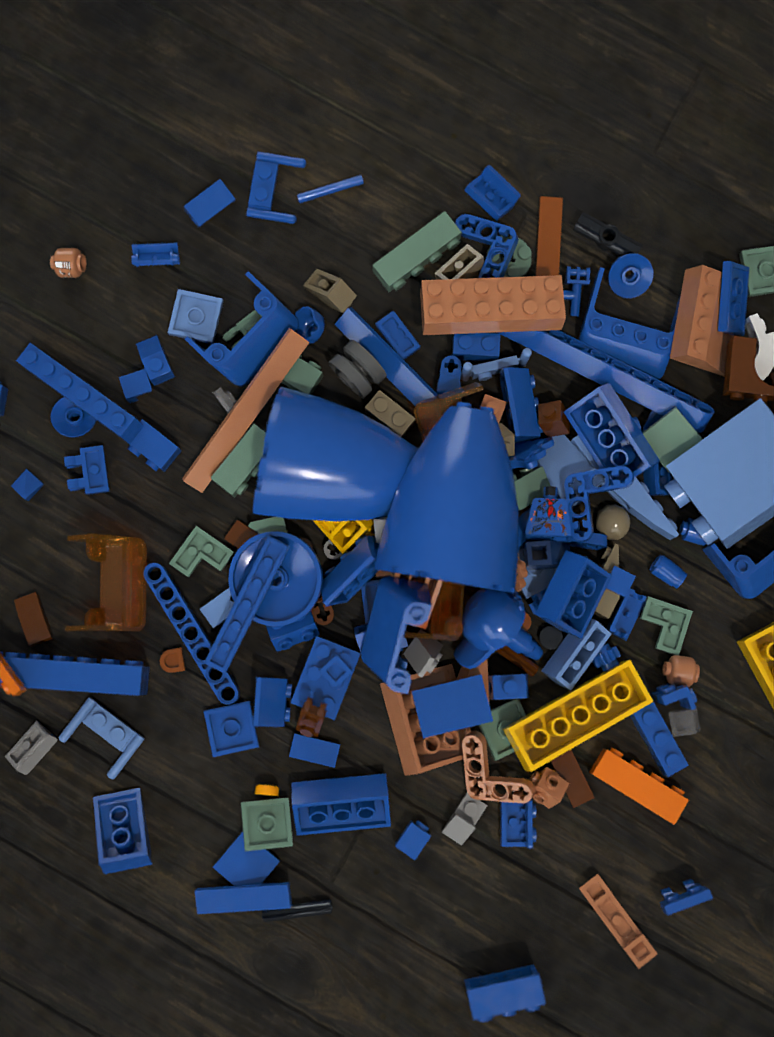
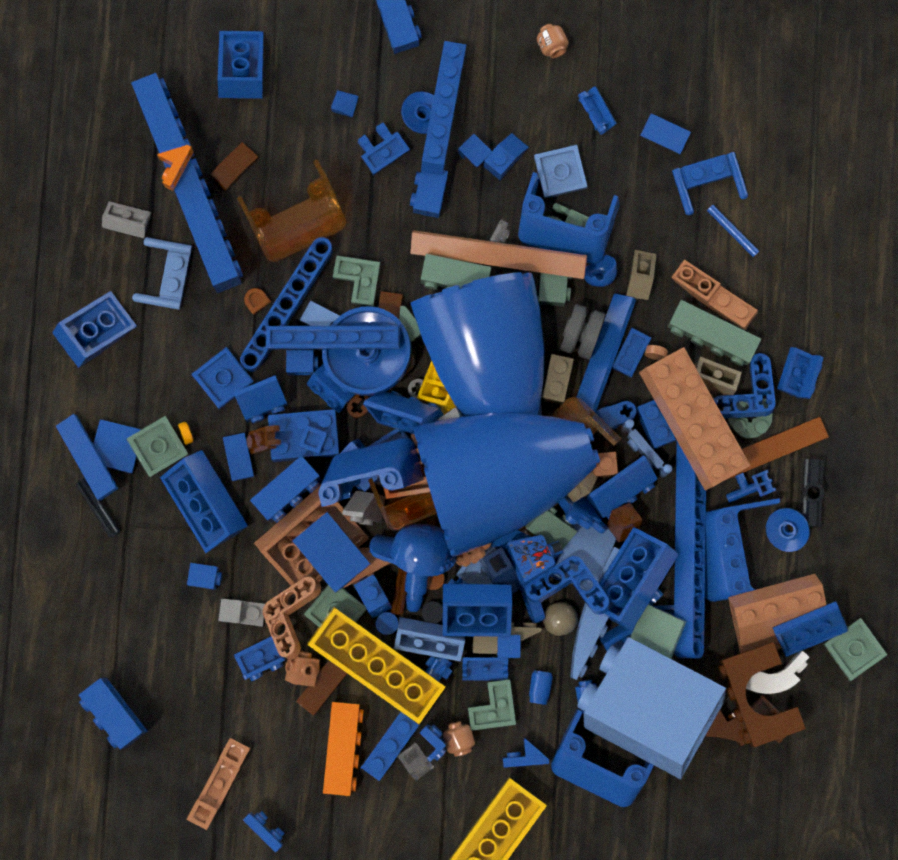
camera: 65 degrees right, 0 degrees up
(254, 646) = (301, 362): none -> blue brick
(371, 720) = (286, 490): none -> blue brick
(382, 235) = (714, 295): none -> nougat slope
(409, 313) = (655, 352): none -> nougat tile
(540, 685) = (387, 623): none -> blue tile
(729, 611) = (532, 757): none -> blue slope

